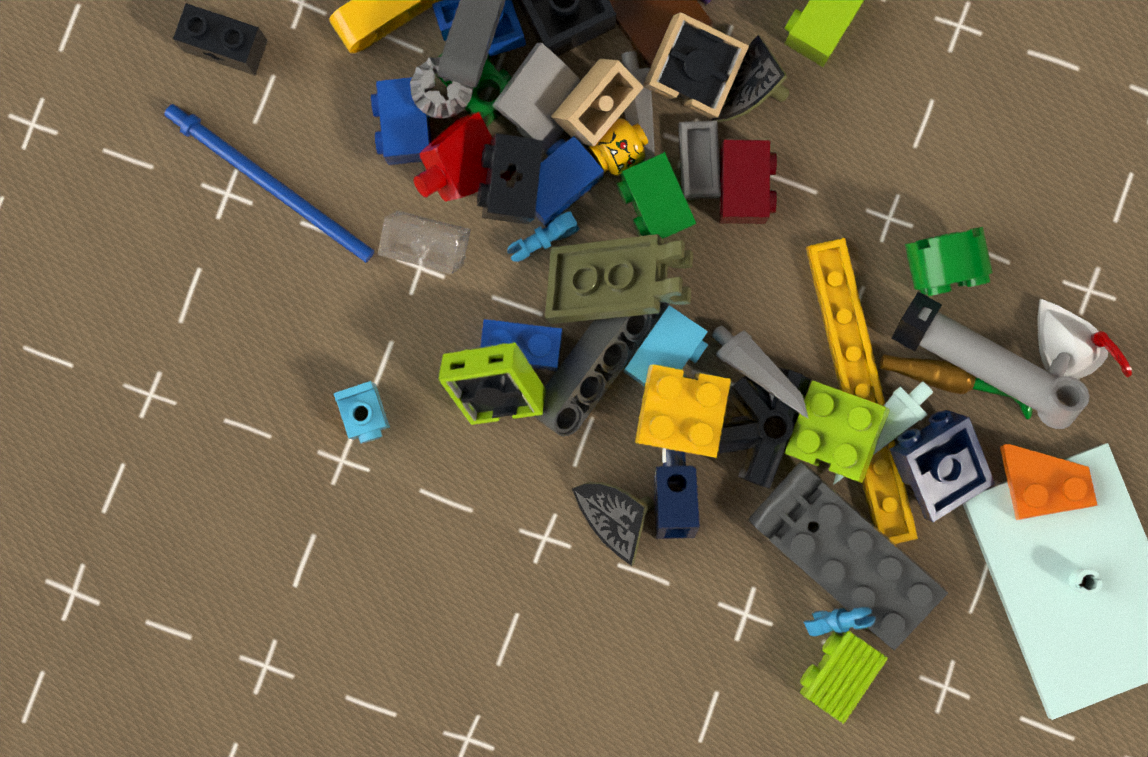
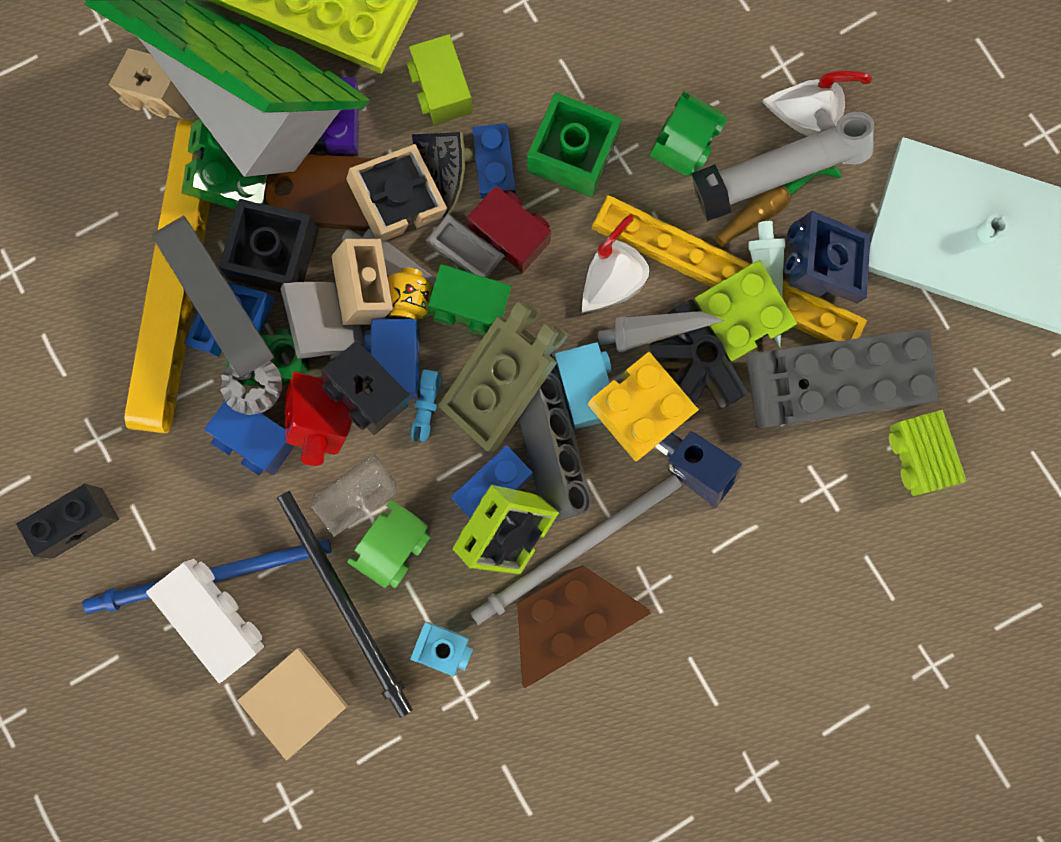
camera: 55 degrees left, 5 degrees down
(227, 332) = (292, 703): none -> tan tile
(235, 211) = (206, 619): none -> white brick
(301, 398) = (391, 687): none -> black bar
(407, 302) = (389, 545): none -> bright green brick
(434, 425) = (498, 602): none -> light grey bar
(468, 495) = (570, 620): none -> reddish brown wing
(614, 516) = (677, 523): shield -> none
(781, 297) = (614, 272): none -> white piece
(795, 119) = (493, 158): none -> blue plate
(839, 620) = (887, 422): dark azure piece -> none
(860, 174) = (573, 144): none -> green brick
(1045, 483) = (899, 200): orange wing -> none

